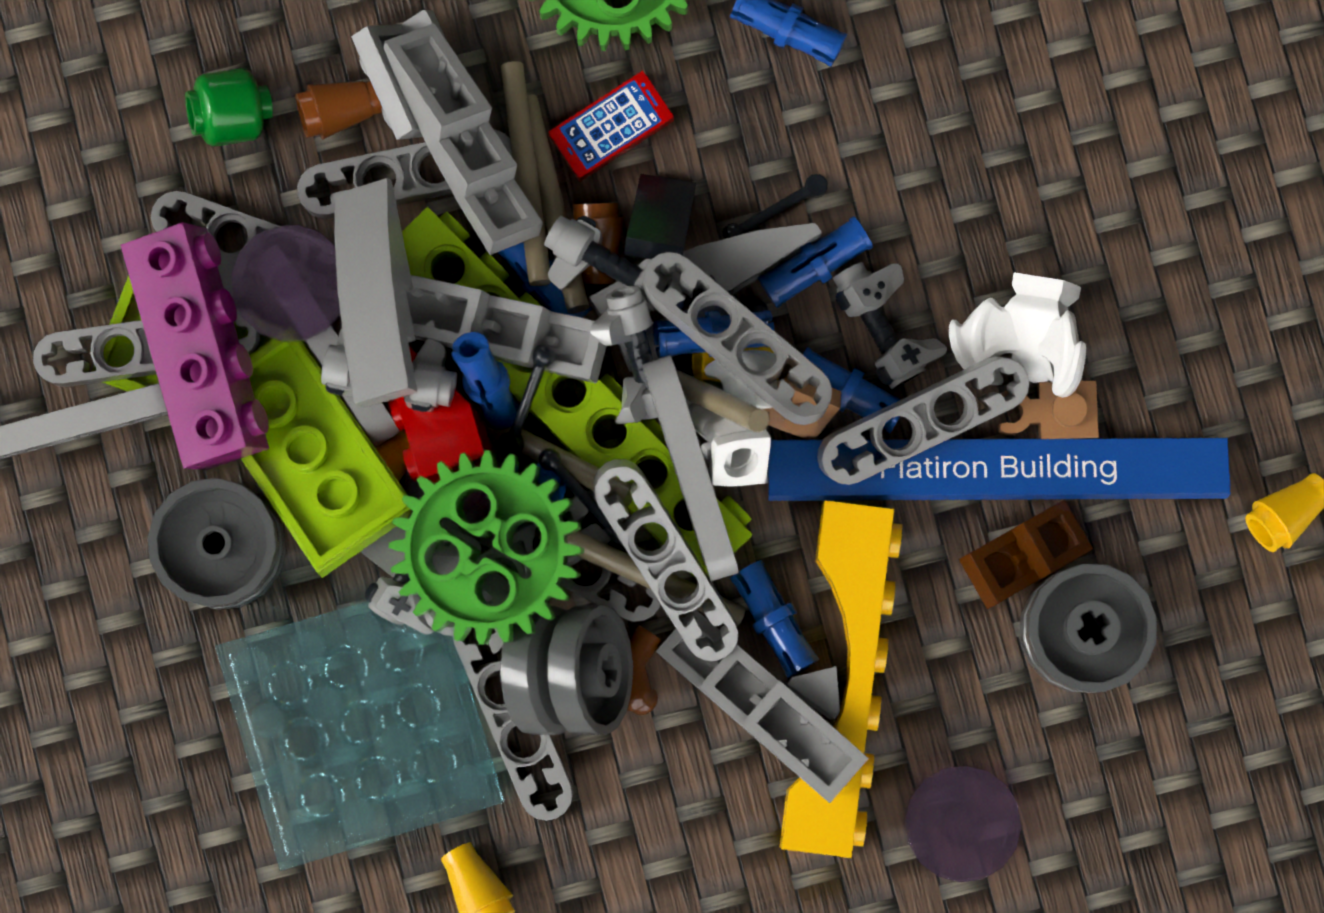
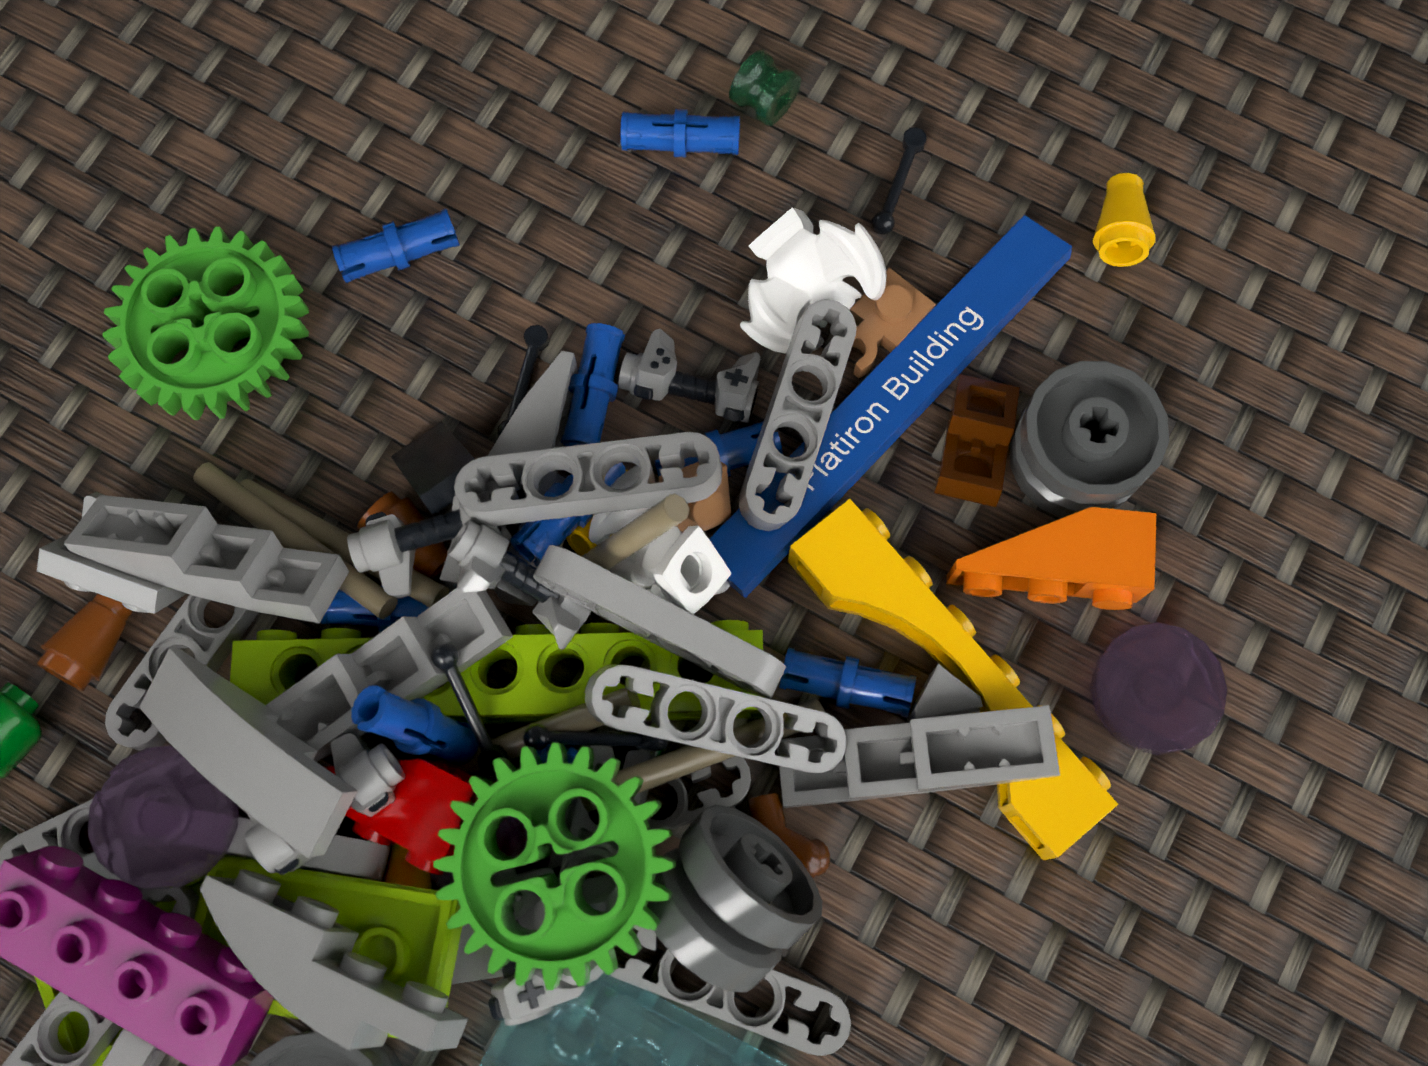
camera: 45 degrees left, 10 degrees down
(292, 455) = (313, 974): none -> light grey slope
(611, 126) = (331, 445): tile -> none
(1005, 695) = (1083, 555): none -> orange slope
(1060, 139) = (680, 133): none -> blue pin
(1151, 166) = (764, 87): none -> clear green wheel
(1217, 307) = (913, 142): none -> black hinge

